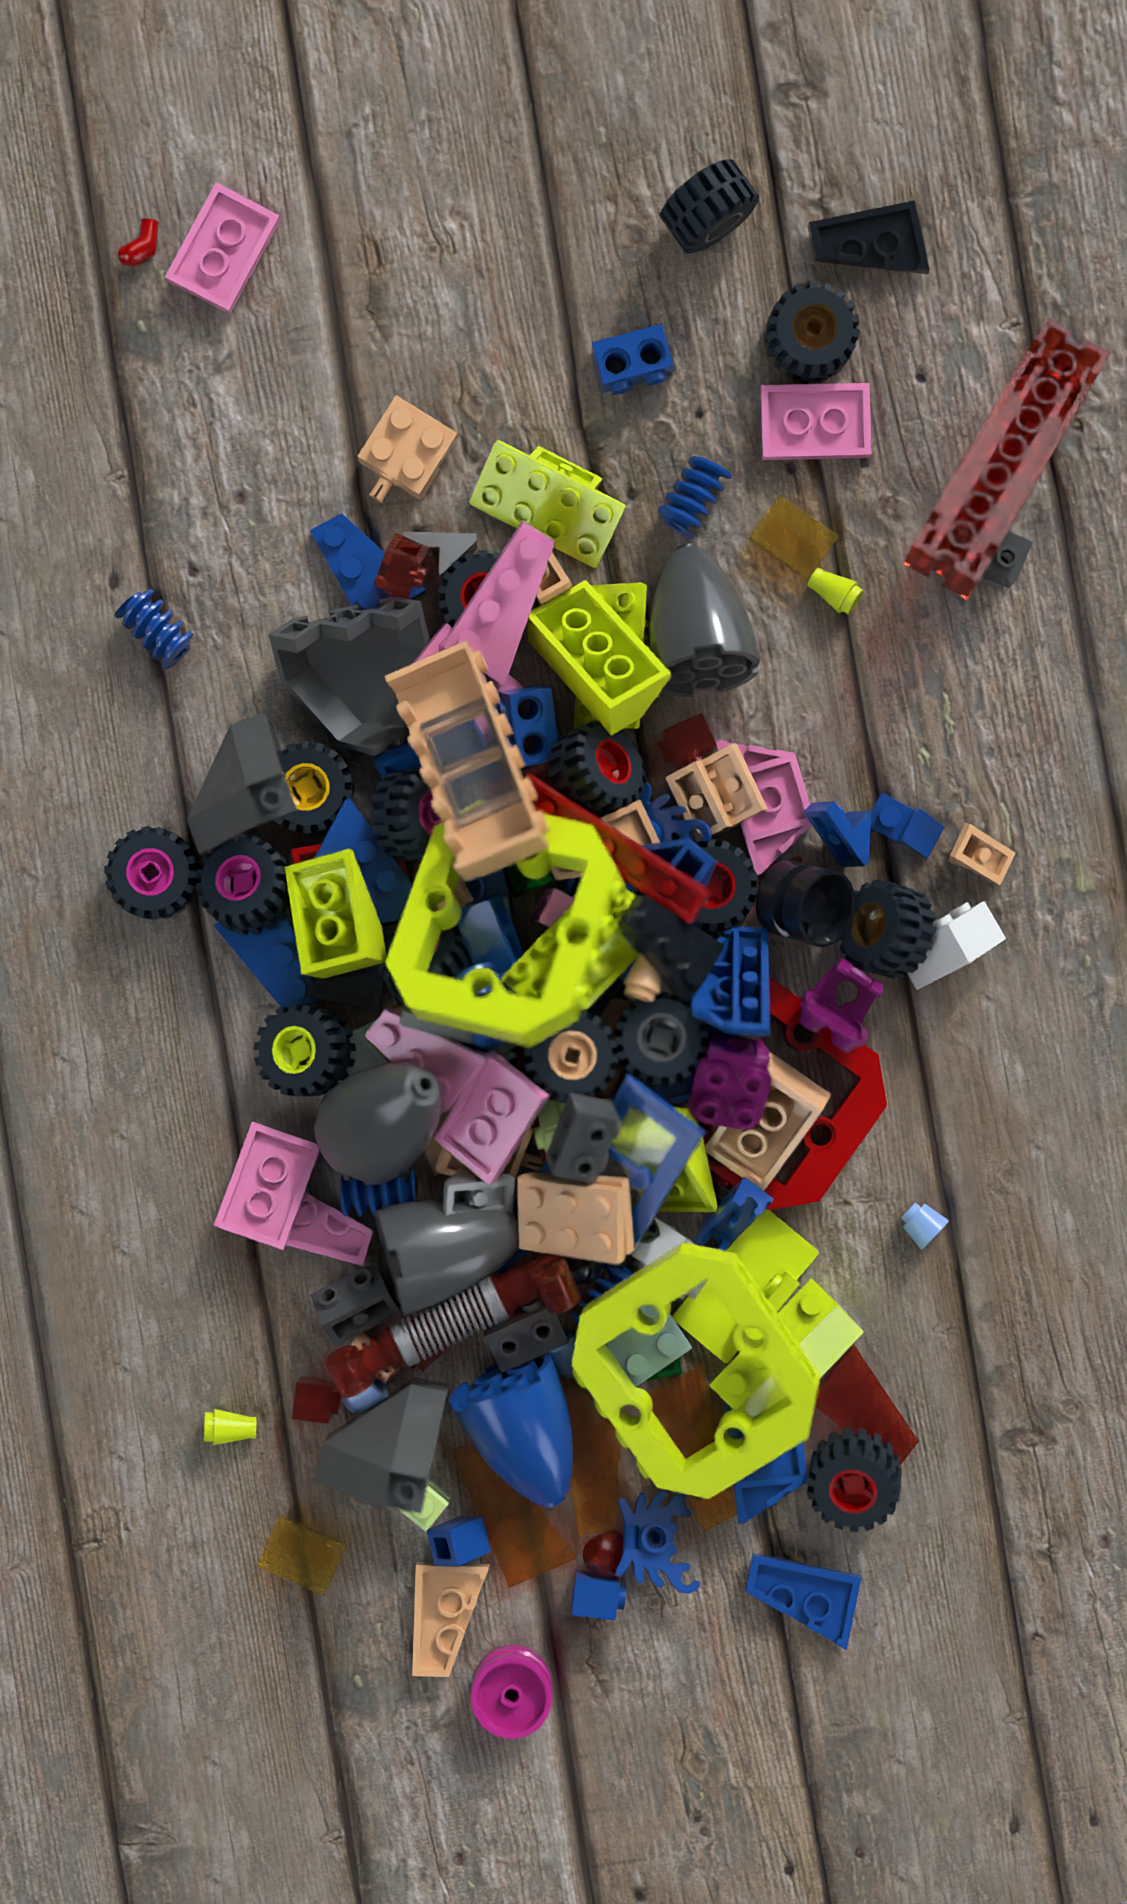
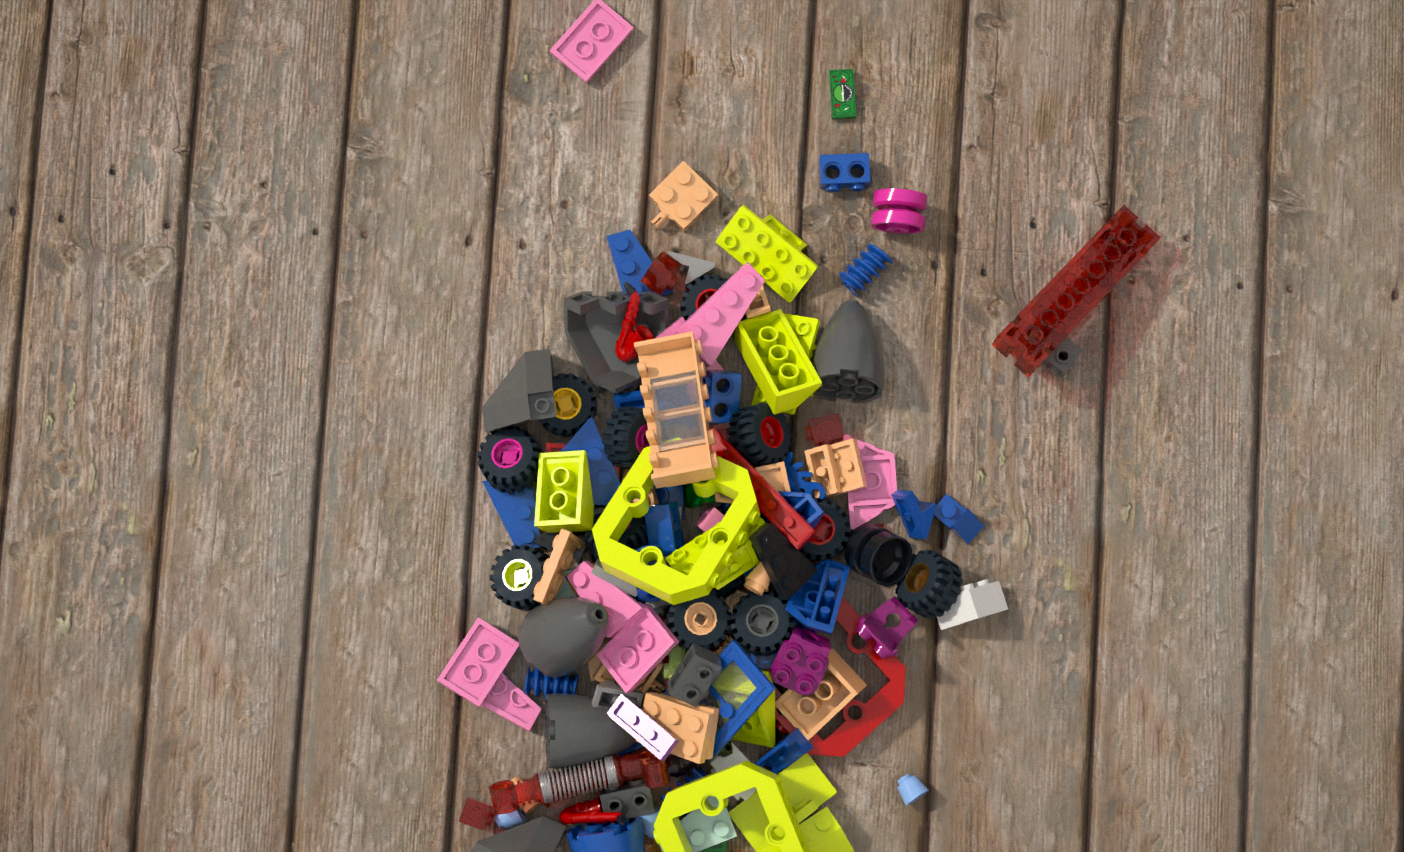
camera: 20 degrees right, 5 degrees down
(143, 247) = (540, 27): red arm -> none
(152, 873) = (450, 438): black wheel -> none
(155, 628) = (489, 277): blue piece -> none
(228, 1427) = (414, 819): neon yellow cone -> none
(350, 1015) = (560, 560): none -> light nougat wing
(355, 1301) = (518, 754): dark grey brick -> none
(372, 682) = (624, 345): none -> red piece
(477, 1362) = (590, 813): none -> red piece
(524, 1229) = (642, 727): none -> plate
(604, 247) = (842, 94): none -> tile
(709, 206) = (916, 83): black wheel -> none
(724, 398) = (899, 211): none -> dark pink wheel
(793, 537) = (925, 311): clear yellow plate -> none
(811, 331) = (967, 179): black wheel -> none
(815, 421) = (957, 239): bright pink plate -> none
(836, 590) = (946, 353): neon yellow cone -> none
(872, 238) = (1020, 127): black wing -> none
(981, 854) = (1004, 549): light nougat slope -> none

